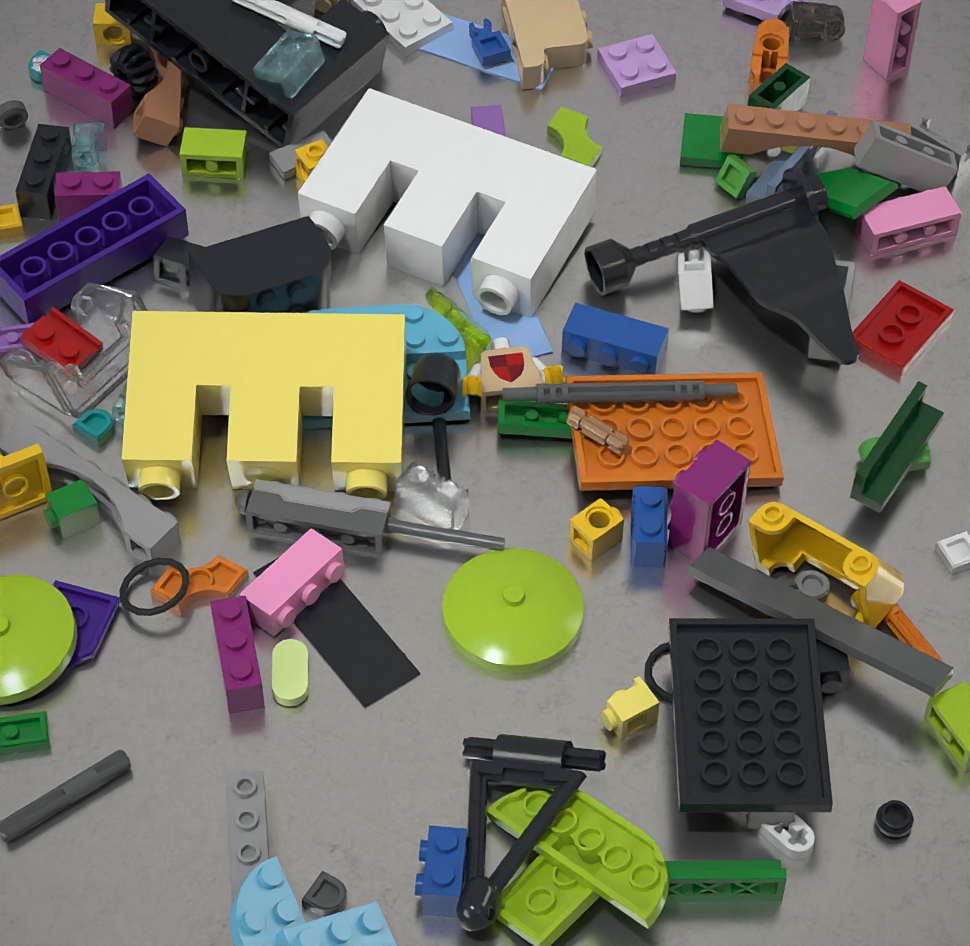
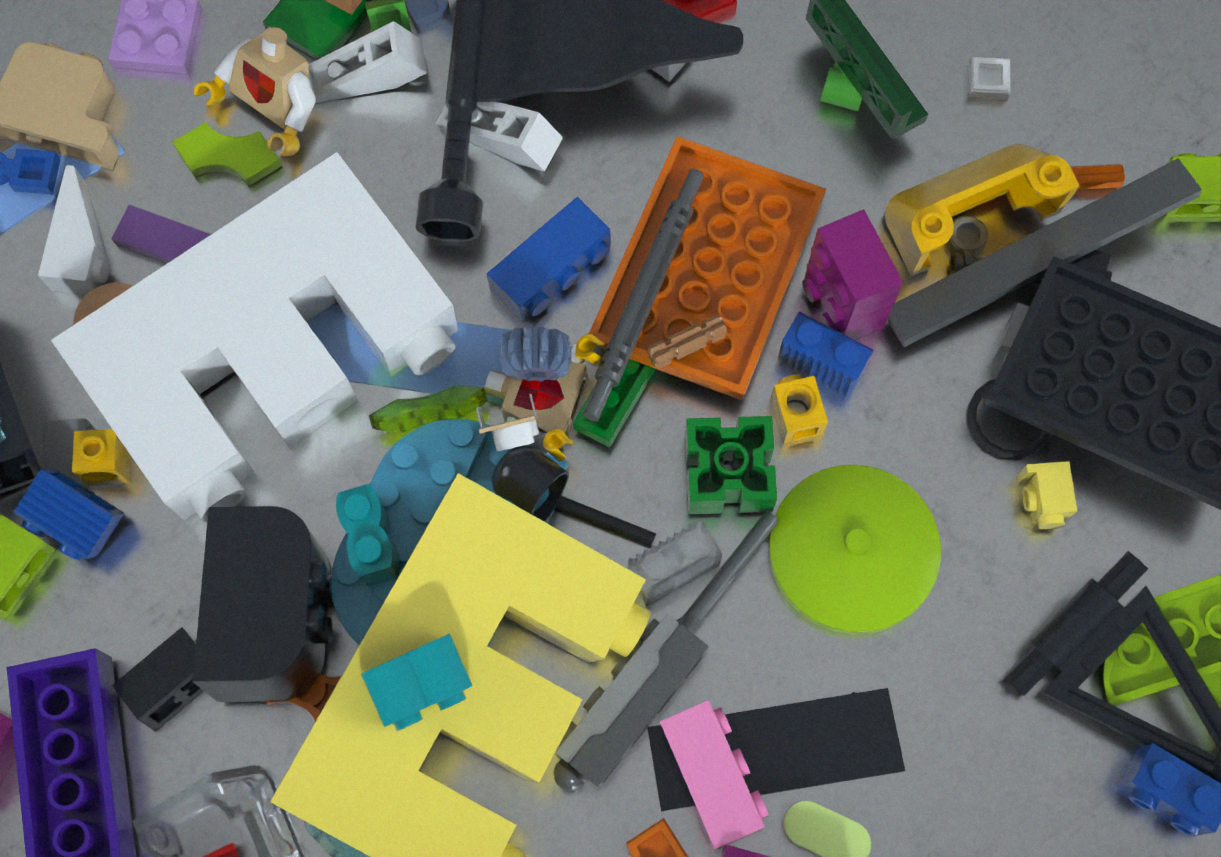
camera: 60 degrees left, 20 degrees up
(250, 347) = (417, 681): none -> teal brick
(267, 165) = (68, 514): none -> blue brick
(349, 296) = (368, 543): none -> teal brick
(459, 87) = (74, 249): none -> white slope
(464, 354) = (512, 433): none -> white piece
(524, 499) = (747, 447): none -> green brick
(526, 340) = (535, 353): none -> sand blue gear
(637, 133) = (270, 80): none -> torso
(692, 180) = (369, 64): none -> white slope

